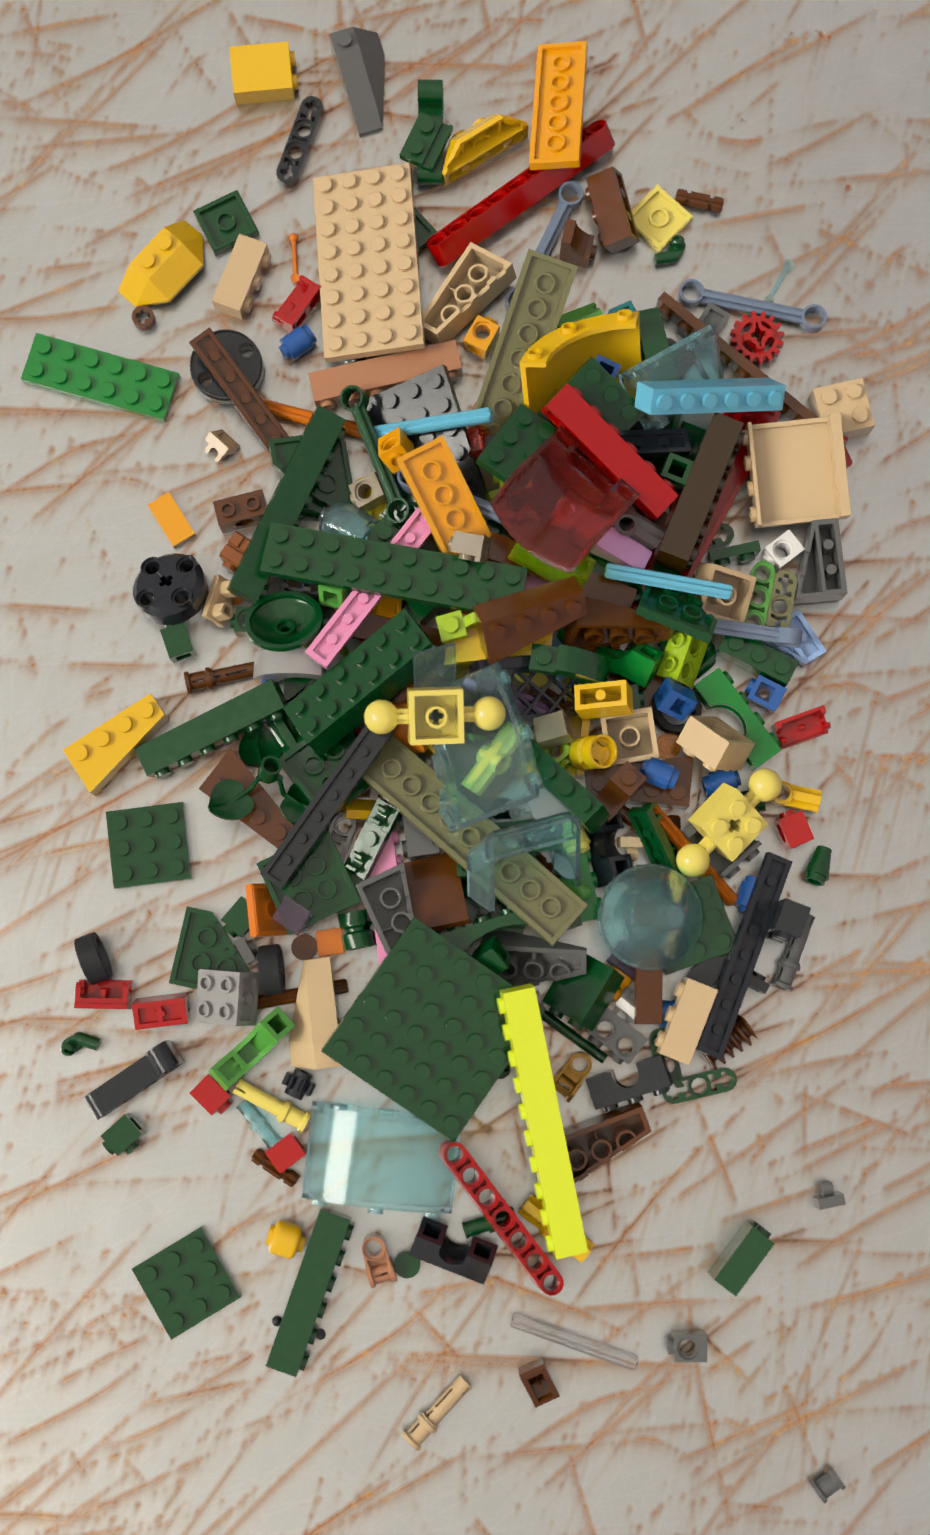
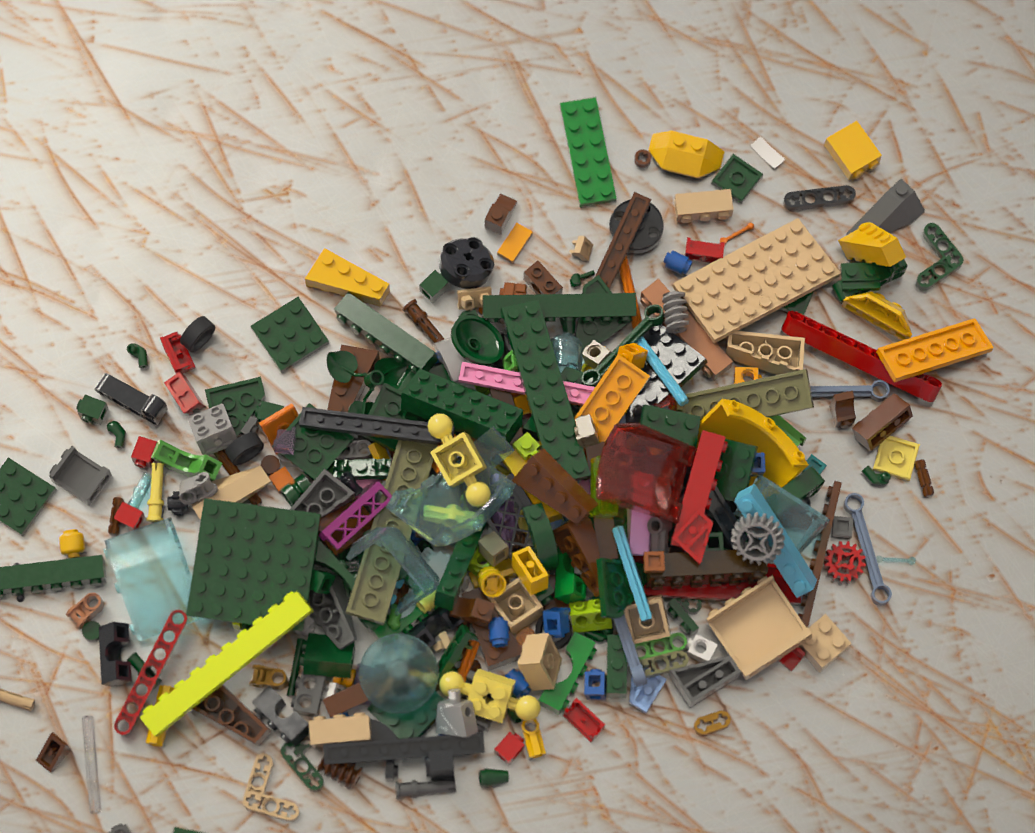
camera: 60 degrees right, 10 degrees down
(126, 518) = (500, 214): none -> reddish brown arch
(168, 1114) = (115, 428): none -> dark green arm
(200, 1189) = (79, 475): none -> dark grey panel
(212, 172) = (767, 152): none -> white sticker
(256, 472) = (576, 278): none -> dark green hand
(294, 1054) = (196, 488): none -> light grey piece
(363, 372) = (674, 312): none -> light grey piece
(379, 863) = (348, 480): none -> black pin
(400, 103) = (872, 245): none -> yellow wedge
(426, 876) = (349, 513): none -> magenta fence
(451, 41) = (944, 262): none -> dark green beam
(664, 483) = (694, 535): none -> red wing
(674, 547) = (653, 561): none -> dark orange plate
(703, 404) = (768, 527): none -> light grey gear
(706, 1152) = (259, 792): none -> tan beam
(737, 874) = (456, 716): none -> light grey torso
(878, 583) = (710, 718): none -> pearl gold beam

